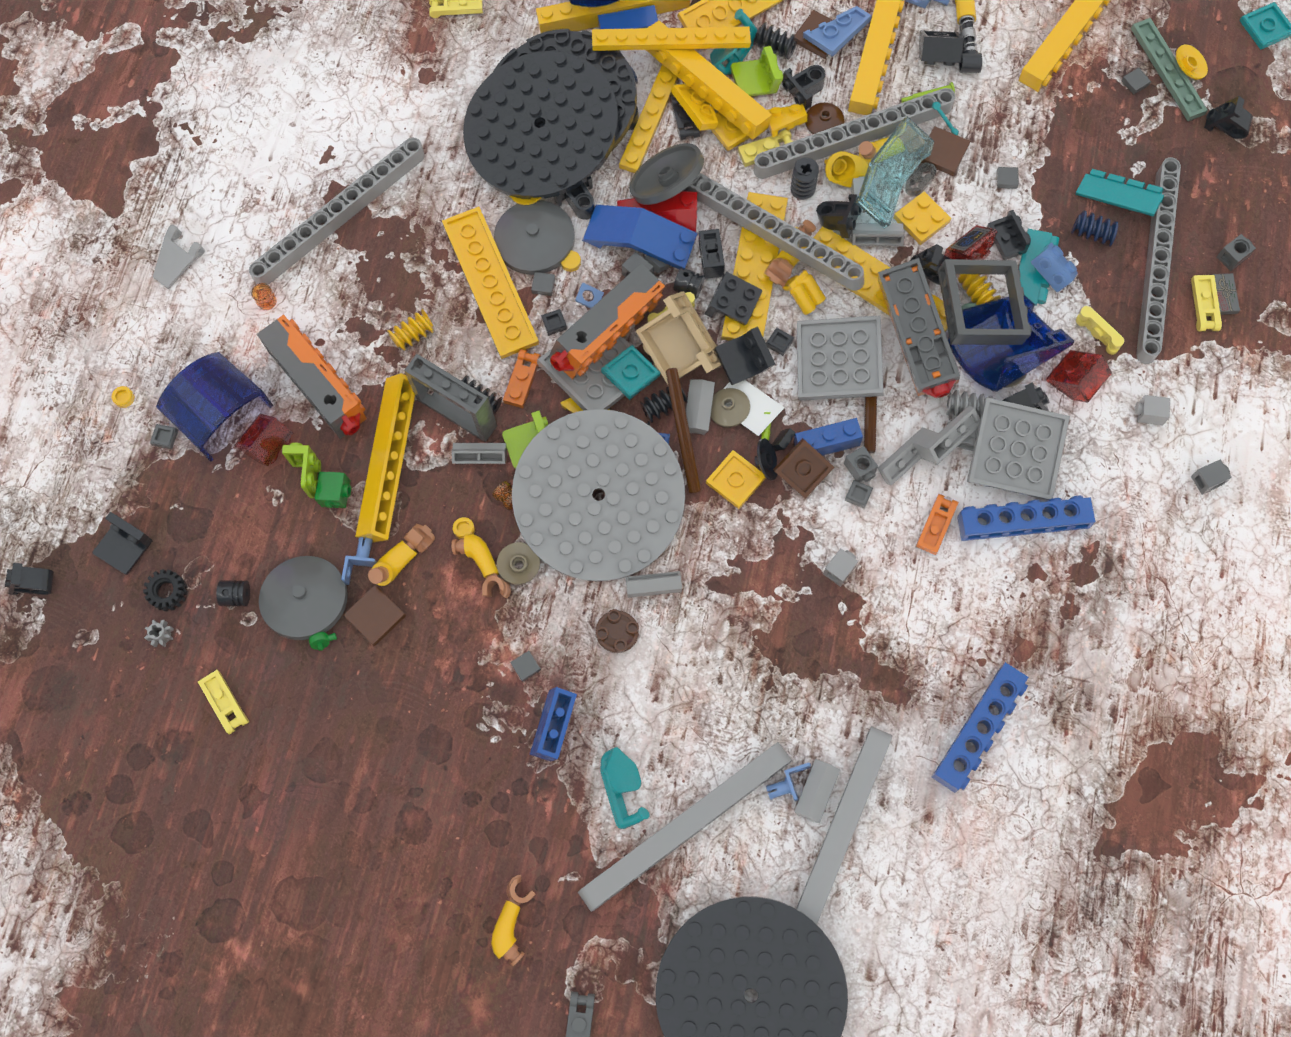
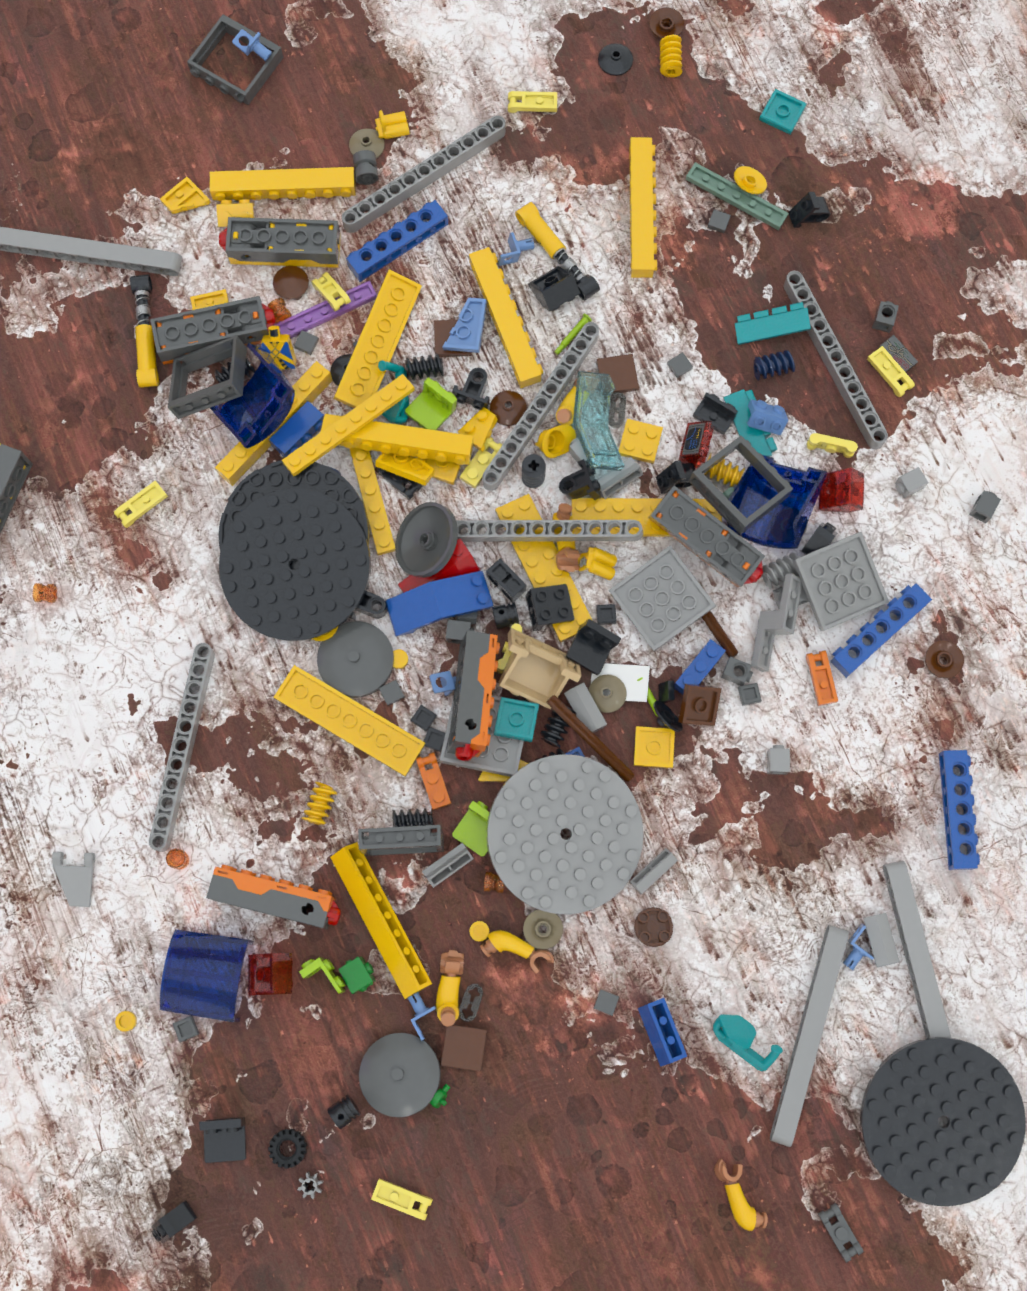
camera: 40 degrees left, 5 degrees up
(328, 24) = (44, 592): none -> clear orange wheel
(406, 578) = (475, 1004): none -> clear smoke beam
(547, 342) = (434, 739): none -> black tile
(936, 106) = (590, 343): teal hinge -> none
(1073, 576) = (952, 655): none -> reddish brown dish

